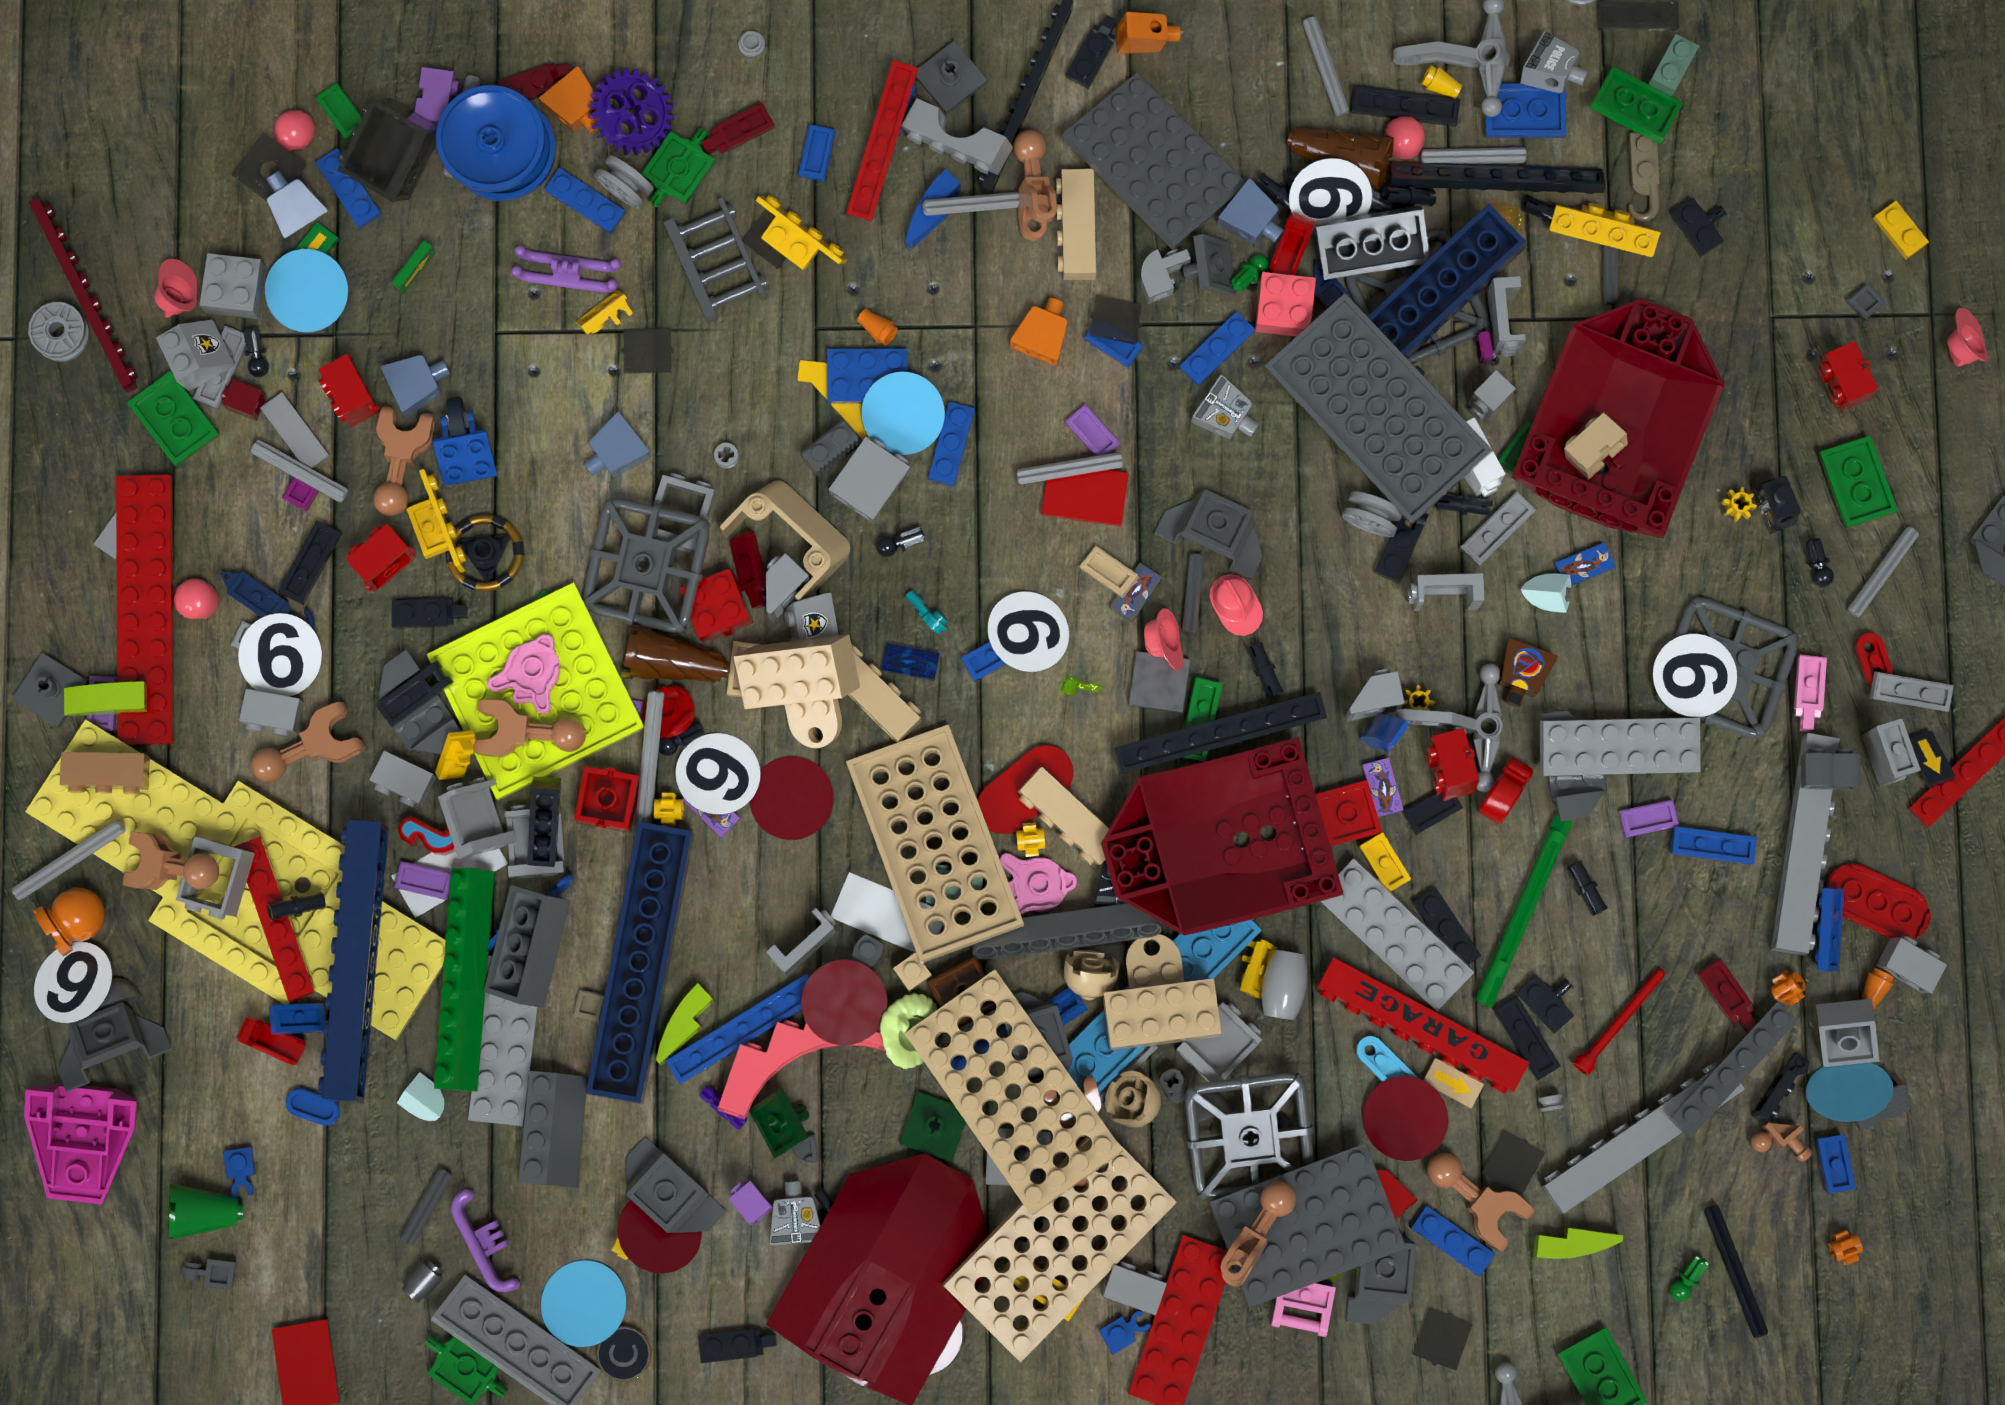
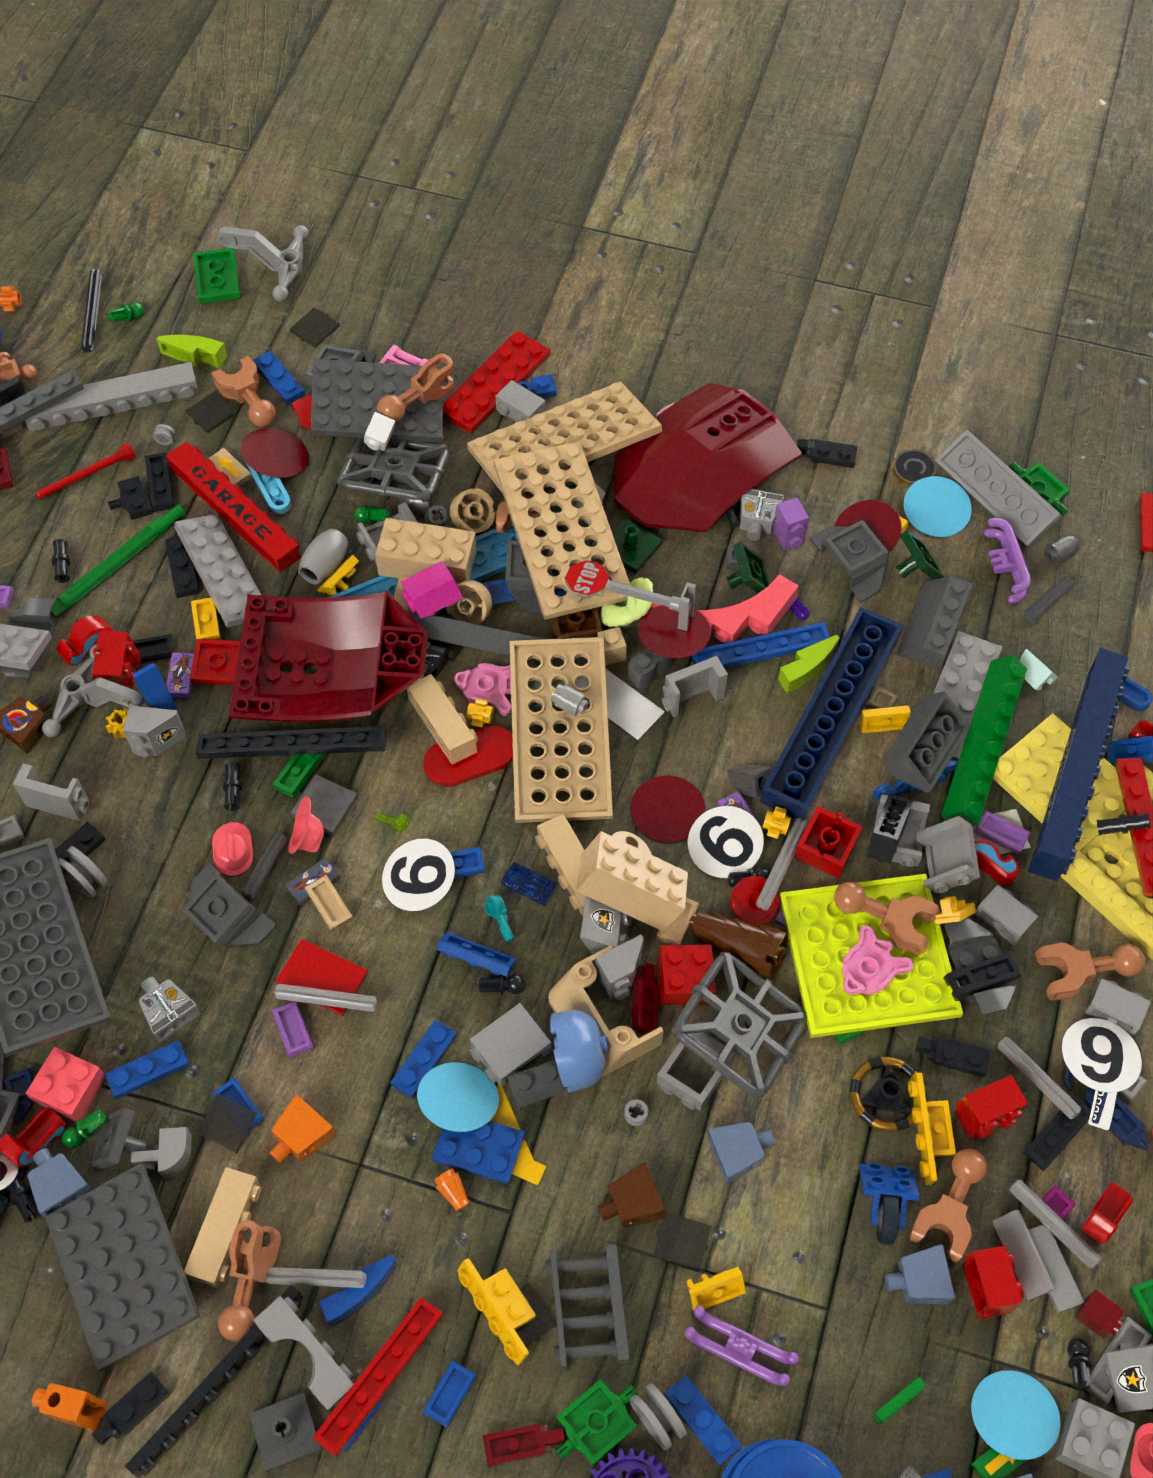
camera: 160 degrees left, 20 degrees down
(252, 493) = (1107, 1213): none -> red animal
(270, 596) = (1102, 1109): none -> white sticker
(324, 433) = (1028, 1263): none -> light grey tile
(338, 610) = (1039, 1078): none -> light grey axle
(586, 1206) = (920, 558): none -> dark green tile
(592, 973) = (884, 719): none -> yellow plate
(702, 368) = (633, 1199): none -> reddish brown torso
(711, 856) = (749, 779): none -> flat silver brick
(798, 481) = (578, 1049): none -> medium blue cylinder
(931, 867) = (569, 699): none -> light grey brick
(936, 563) = (476, 954): none -> blue plate
(957, 1023) = (591, 579): none -> light grey piece
(1131, 948) = (430, 590): none -> dark pink brick
(1252, 1067) = (371, 514): none -> green axle
(1281, 1163) = (379, 432): none -> white brick

